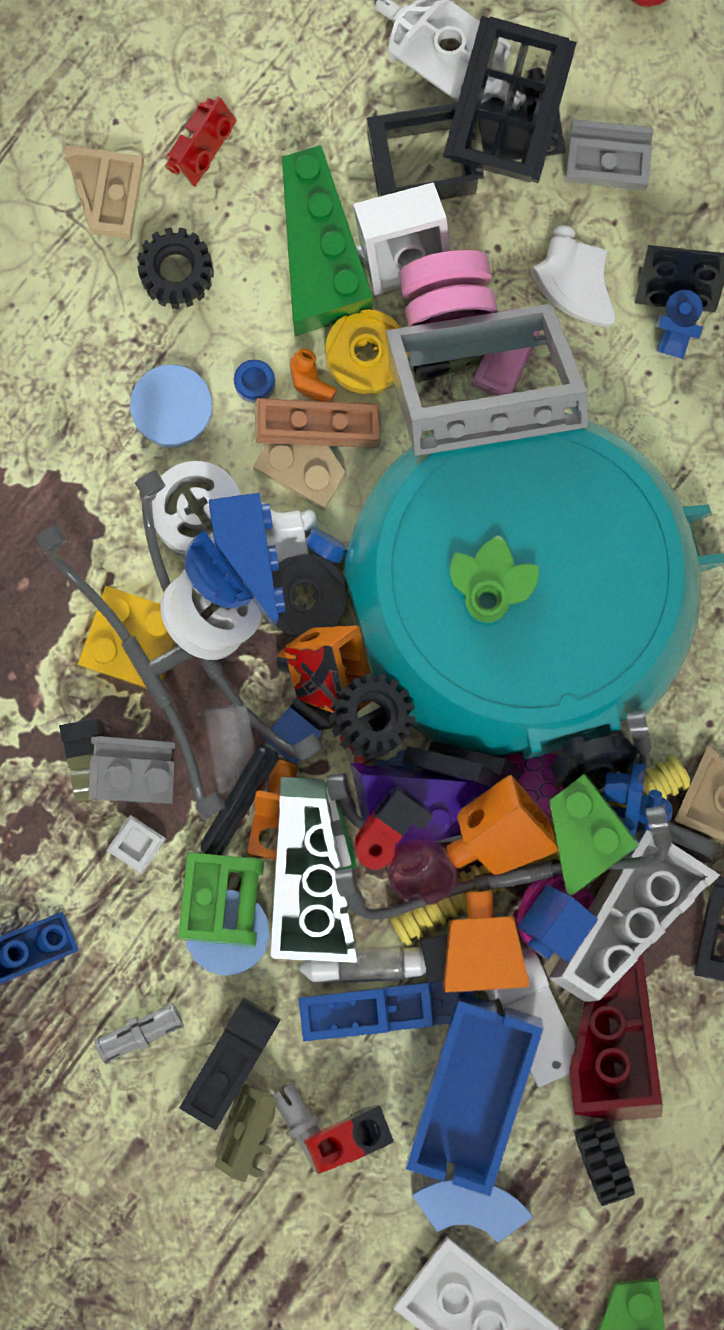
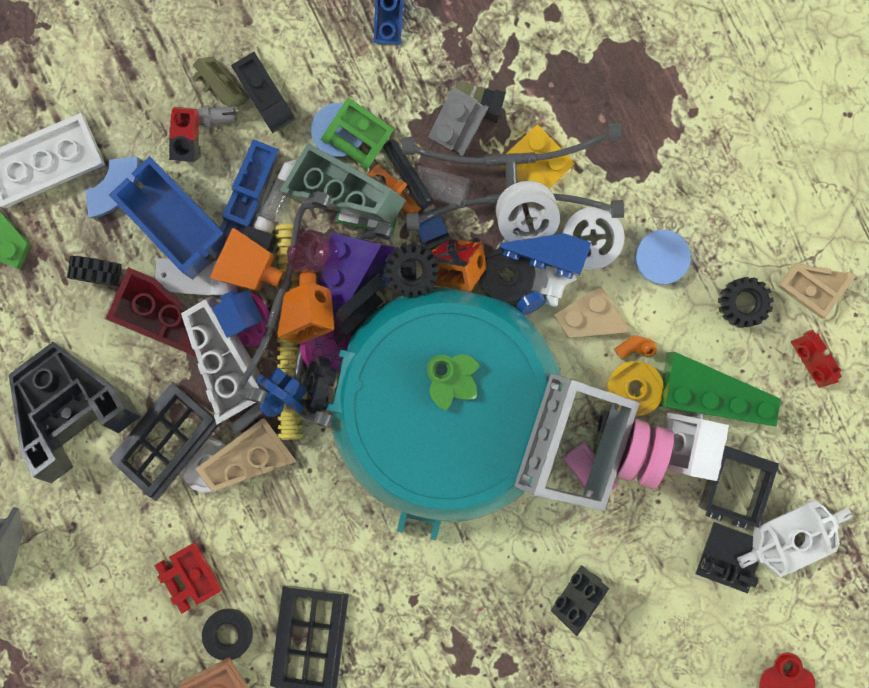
camera: 115 degrees right, 5 degrees up
(136, 844) = (415, 105): white tile -> none
(139, 1033) = (308, 51): light grey pin -> none
(213, 574) = (545, 222): blue plate -> none
(254, 380) = (652, 313): blue tile -> none
(317, 423) = (606, 336): nougat tile -> none
(387, 825) = (343, 243): leg -> none
(545, 112) = (728, 575): black piece -> none
(575, 278) = (615, 537): white arm -> none
(587, 833) = (277, 357): bright green wing -> none
(609, 154) = (680, 599): light grey plate -> none
(678, 326) = (552, 582): blue hips -> none

